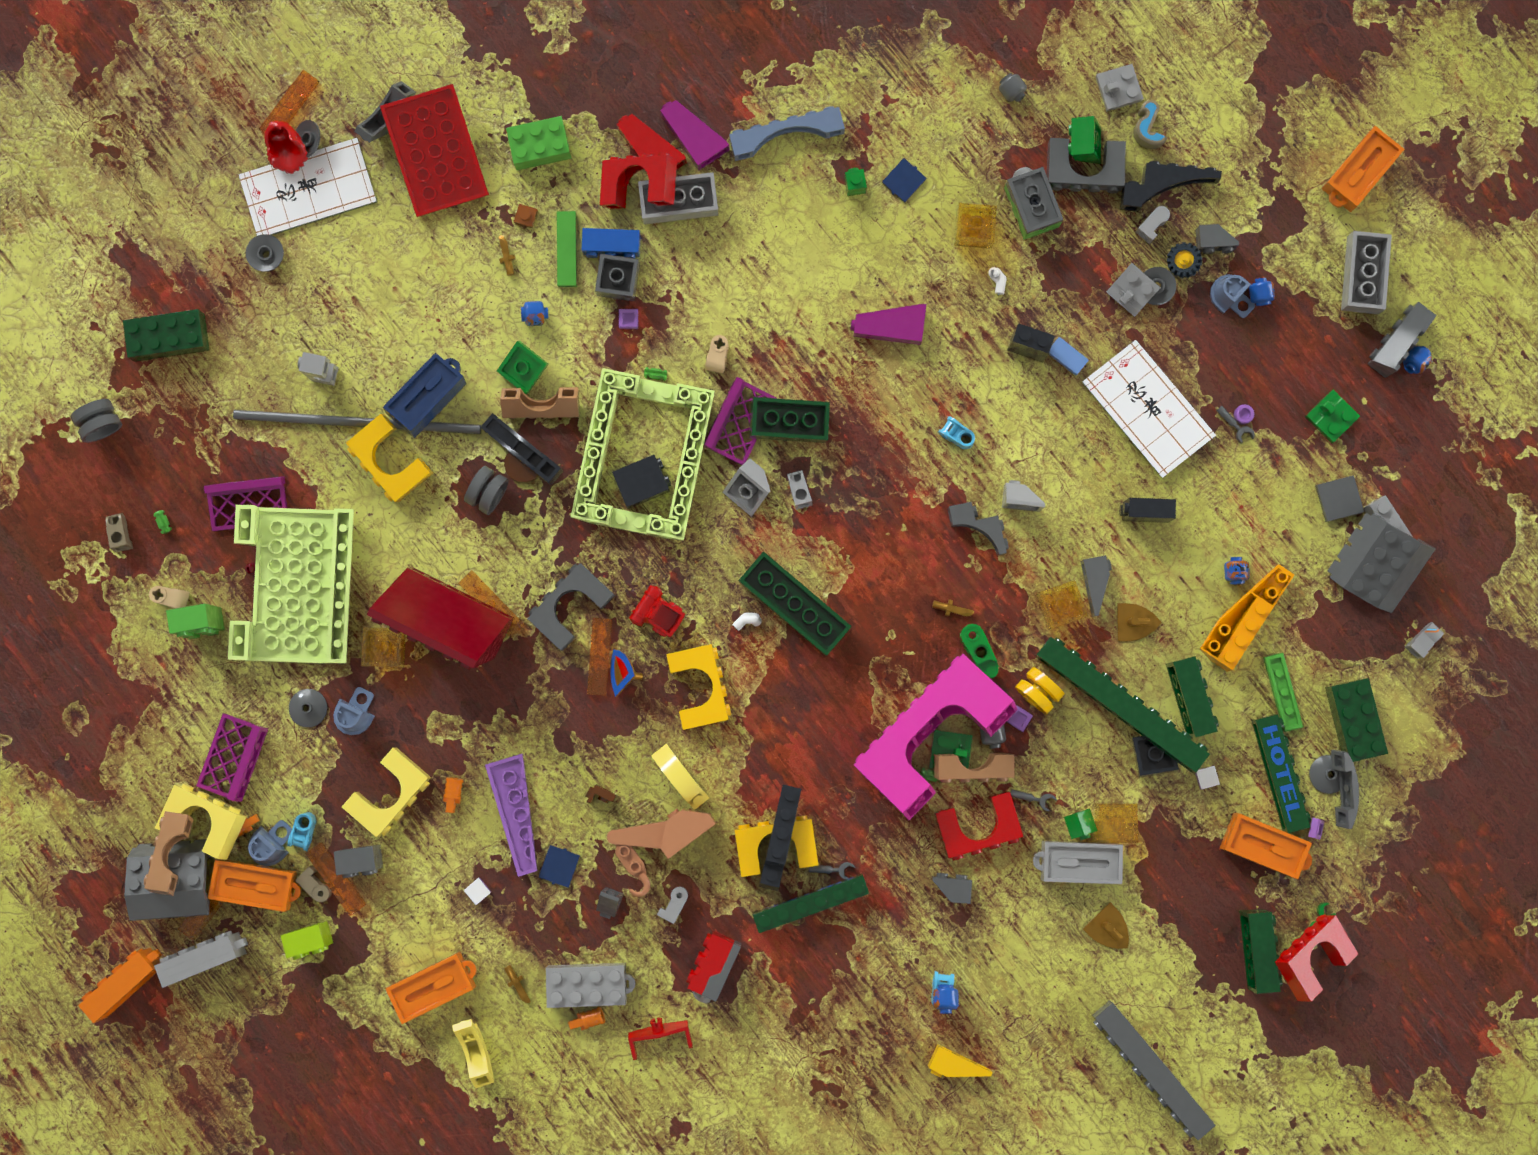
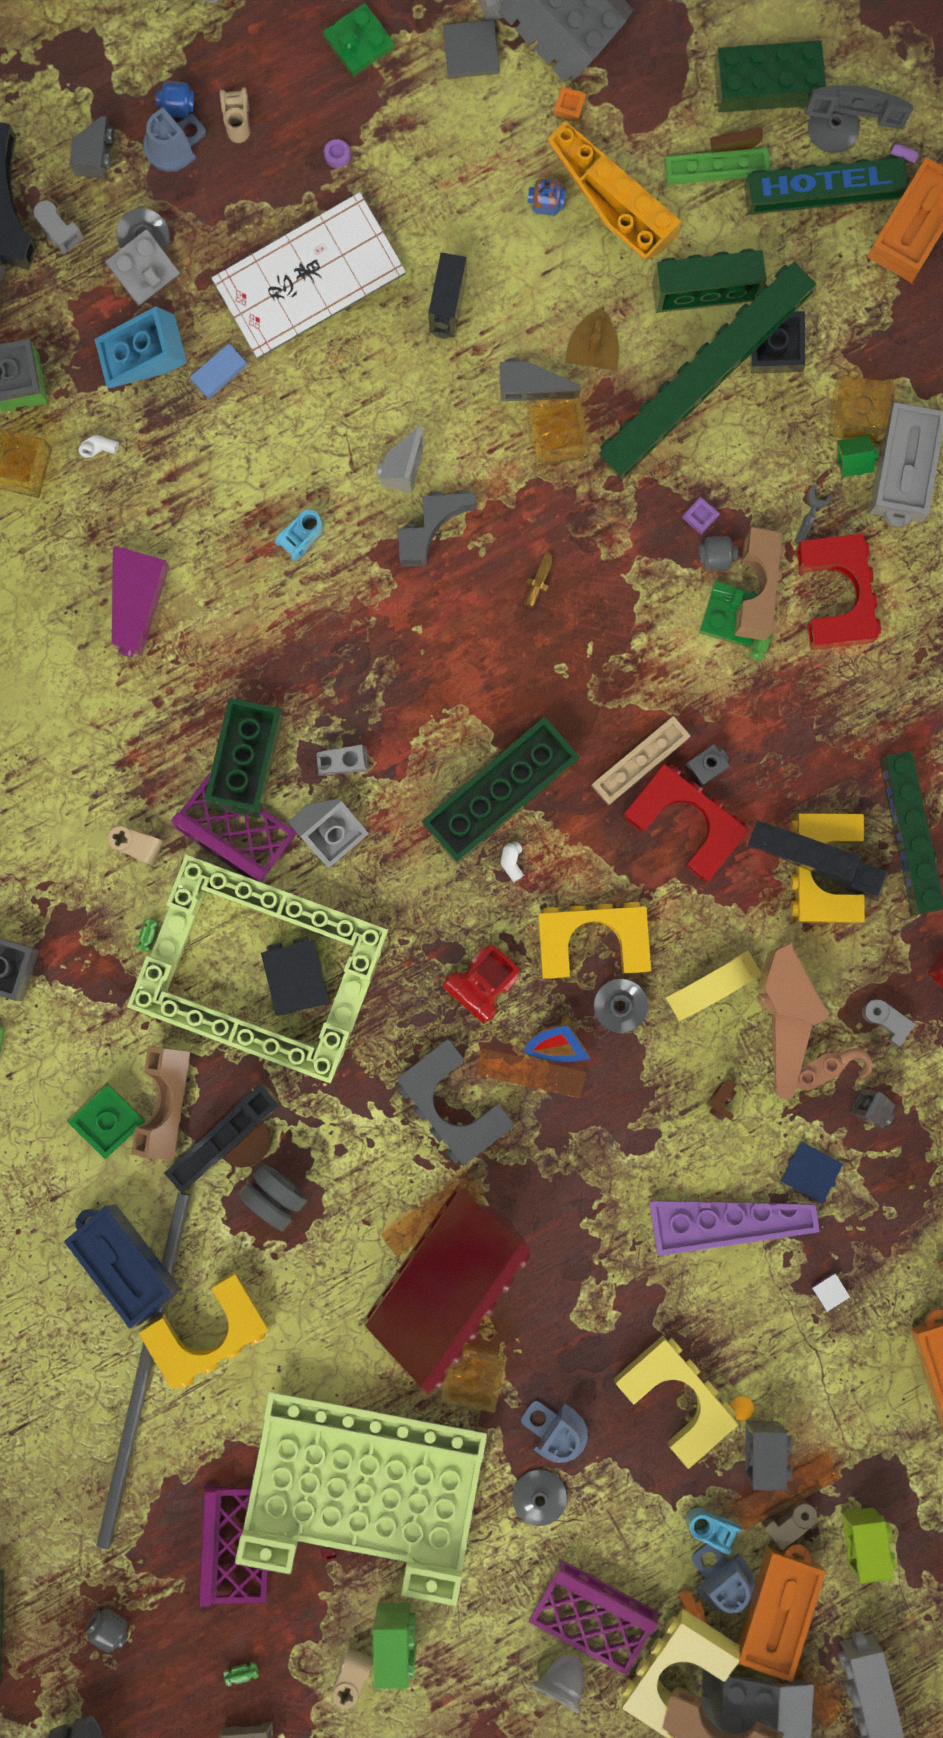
camera: 80 degrees left, 0 degrees up
(179, 426) = (107, 1630): none -> dark grey head
(186, 742) = (563, 1682): none -> light grey piece
(318, 368) = (57, 1415): light grey arch -> none
(389, 840) = (743, 1407): none -> light orange sticker
(452, 793) = (690, 1307): orange hinge -> none
(534, 313) = (32, 1093): blue head -> none
(628, 318) = (63, 961): medium lavender tile -> none
(646, 708) = (635, 1005): none -> dark grey dish
(791, 767) = (722, 830): none -> red arch
(828, 869) = (868, 802): dark grey piece -> none
(833, 701) = (641, 761): none -> tan gear
(837, 749) = (708, 765): none -> dark grey brick
(955, 889) = (919, 635): dark grey slope -> none
(957, 691) = (655, 584): dark pink arch -> none
(988, 663) = (622, 544): green piece -> none
(1031, 343) = (192, 412): black brick -> none
(1039, 691) = (670, 478): yellow wheel -> none
(1073, 298) = (141, 348): none -> dark azure slope
(1184, 260) = (113, 193): black wheel -> none
(1207, 777) = (822, 279): white tile -> none
(1232, 422) = (345, 170): dark grey piece -> none
(1262, 335) = (235, 110): none -> tan piece
(1302, 702) = (737, 141): none -> reddish brown tile
(1310, 577) = (569, 104): none -> orange plate

